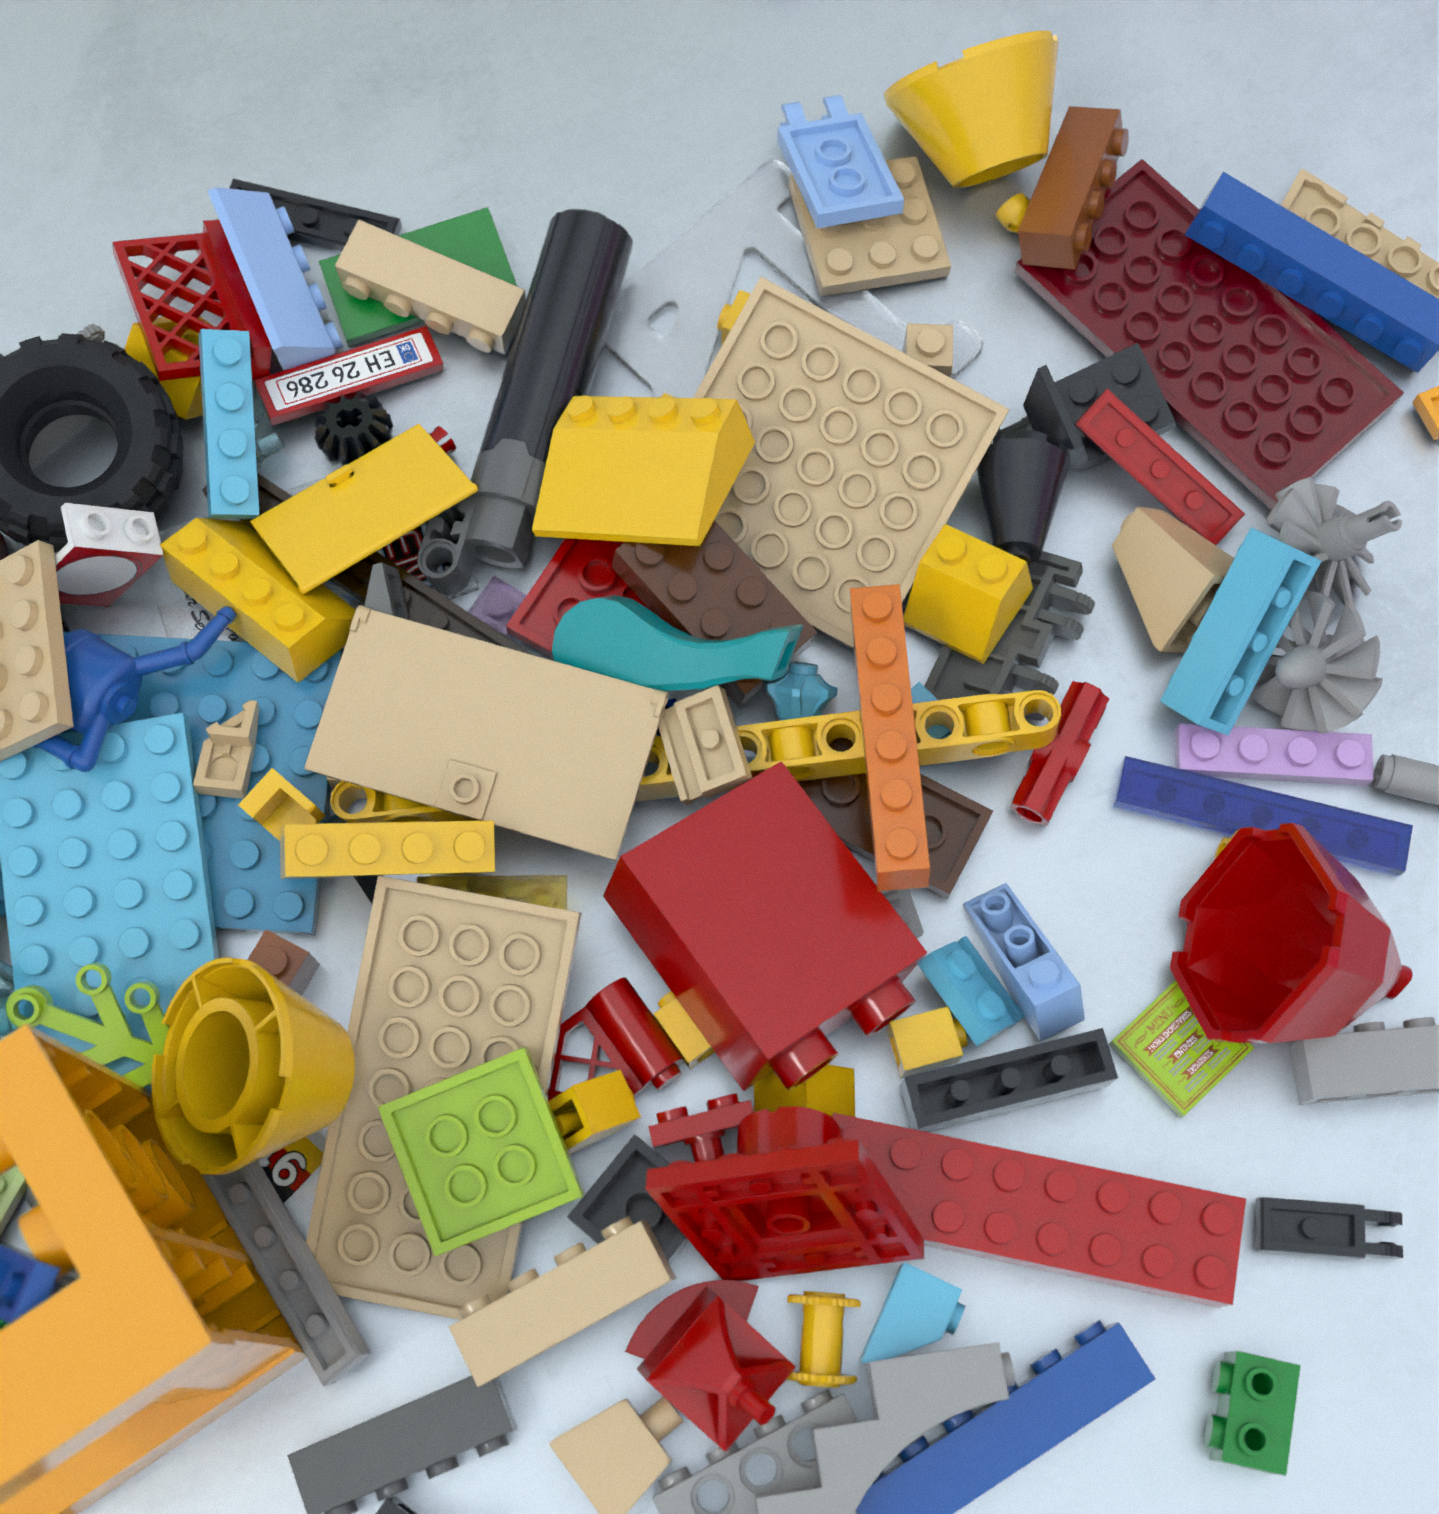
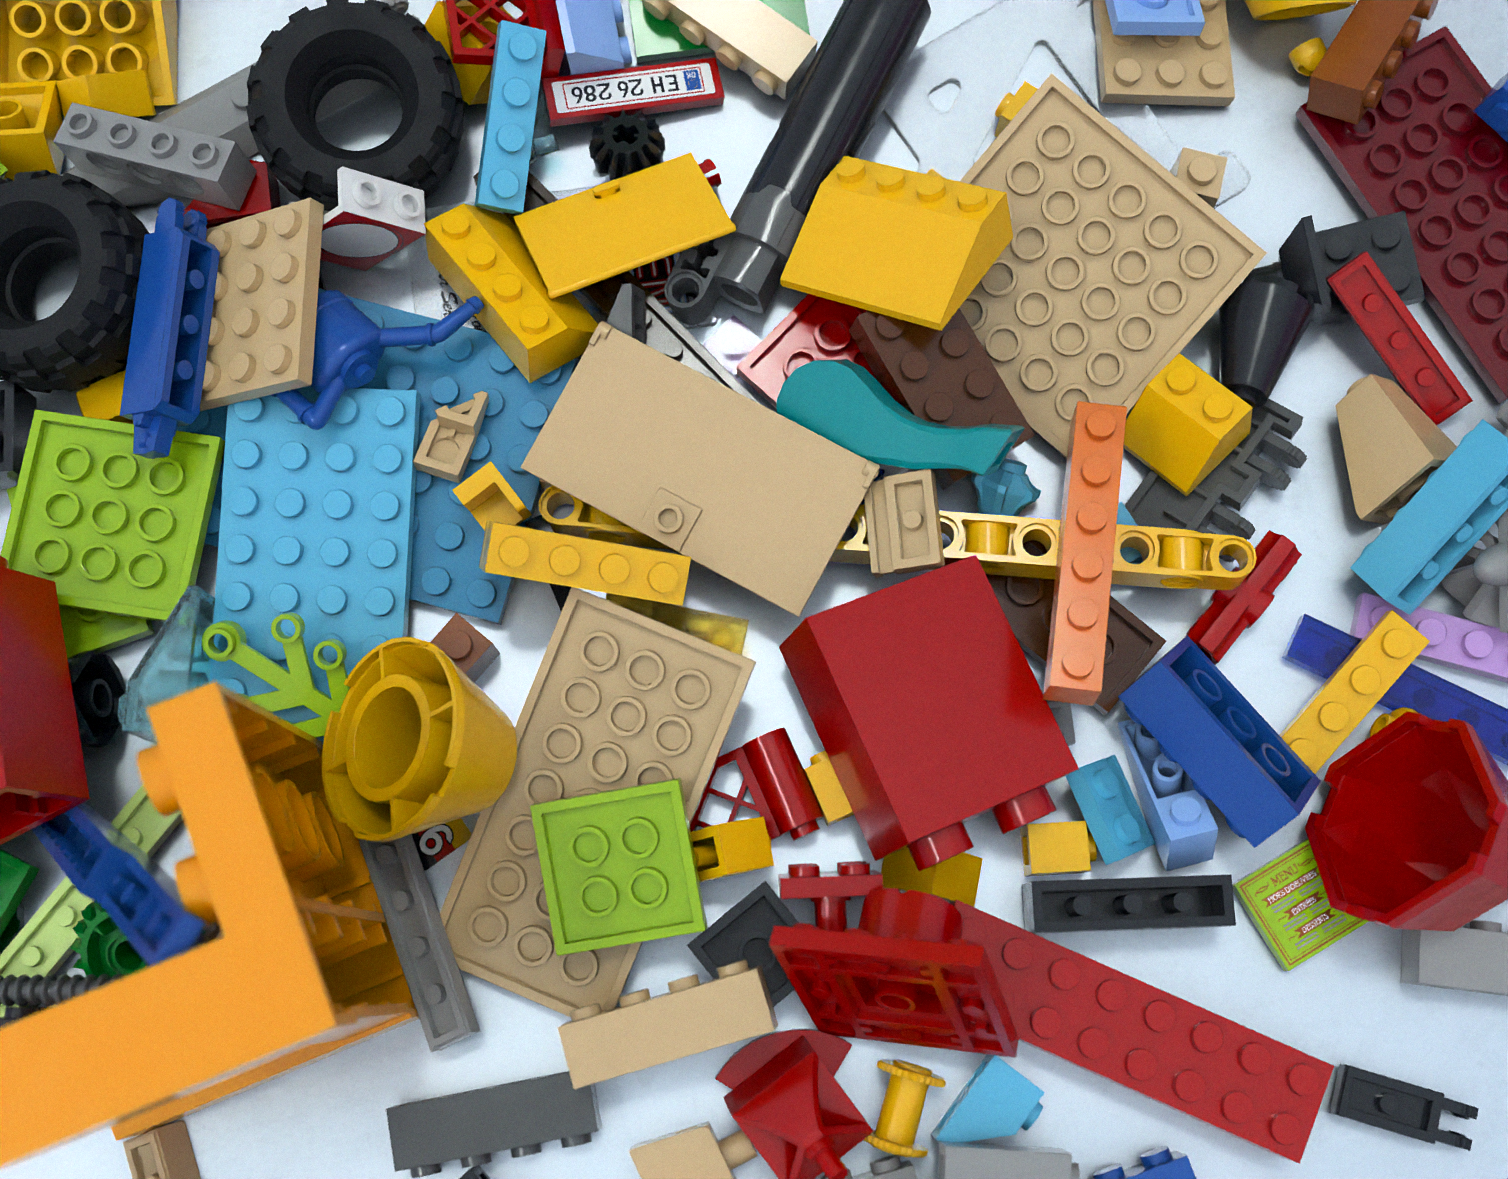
camera: 10 degrees right, 5 degrees up
(1064, 898) = (1220, 742): none -> blue brick
(1183, 831) = (1353, 689): none -> yellow plate

